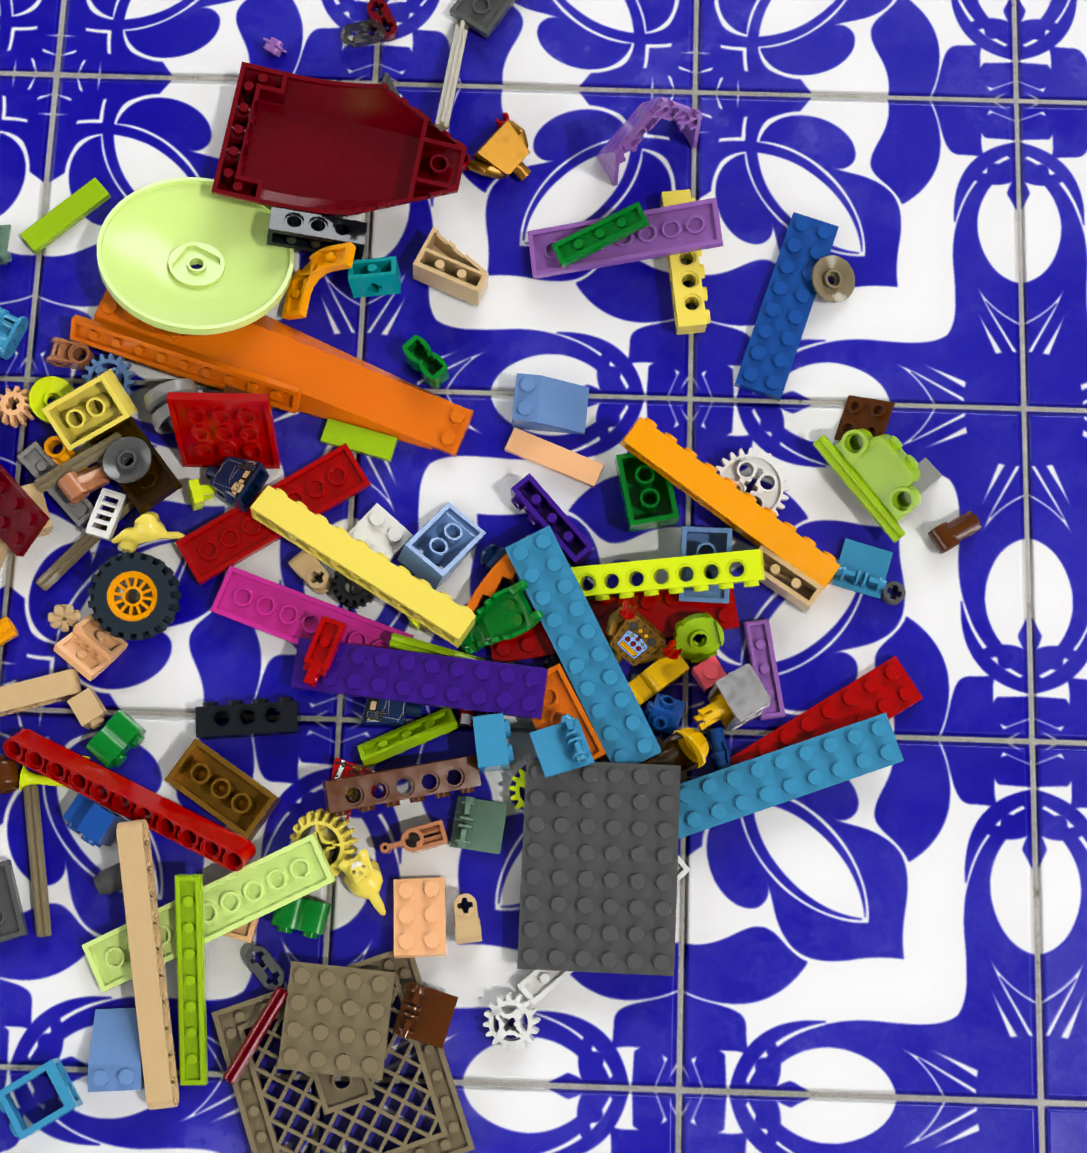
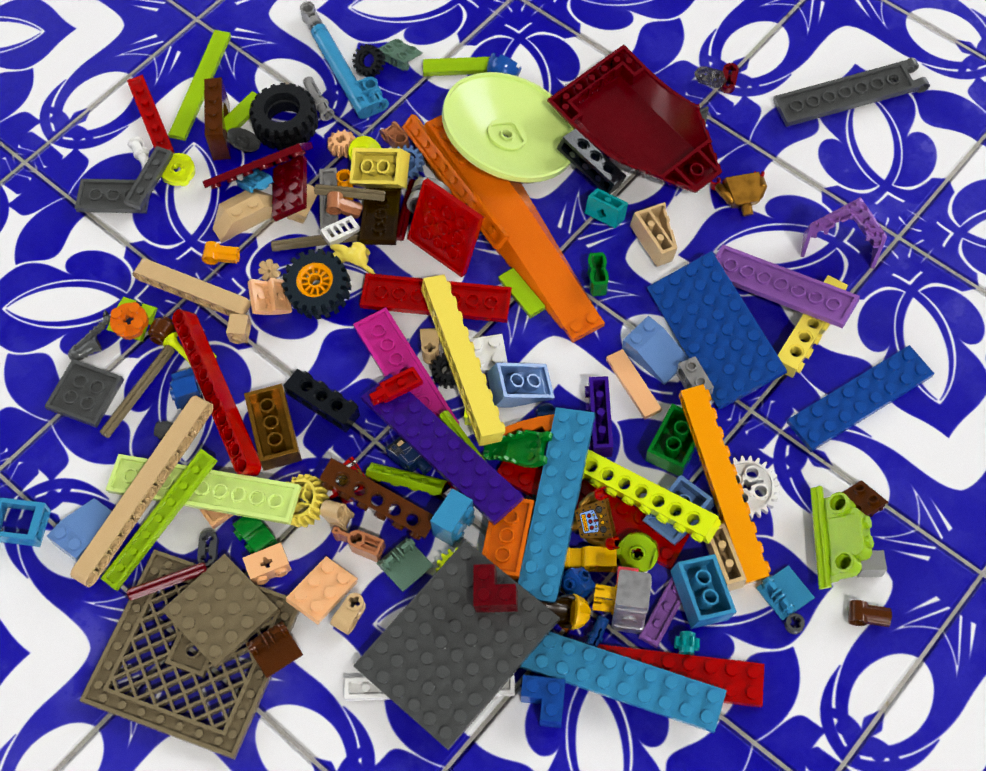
camera: 40 degrees right, 15 degrees down
(116, 739) = (238, 356): green brick -> none
(123, 183) = (503, 65): none -> blue cylinder
(123, 451) = (376, 207): dark grey dish -> none
(157, 439) = (405, 213): none -> dark red axle
(198, 494) = (403, 257): neon yellow tile -> none
(237, 481) = (430, 263): dark blue torso -> none
(274, 46) = (651, 52): medium lavender plate -> none
(322, 262) = (586, 180): light orange plate -> none
(329, 943) = (257, 562): none -> light nougat brick
(364, 879) = (308, 539): light yellow animal -> none
(370, 831) = (336, 514): none -> tan piece
(451, 76) = (745, 129): axle -> none
(519, 1029) = (315, 693): white gear -> none
(561, 747) = (493, 548): dark azure hinge -> none
(593, 336) = (717, 329): none -> blue plate
(600, 234) = (766, 271): green plate -> none
(600, 800) = (489, 595): none -> dark red brick
(613, 408) = (692, 374): none -> light grey brick
(727, 845) = (548, 693): none -> blue brick
(790, 629) = (703, 591): none -> dark azure brick
(811, 692) = (687, 643): none -> teal gear
(841, 278) = (912, 399): dark tan dish -> none

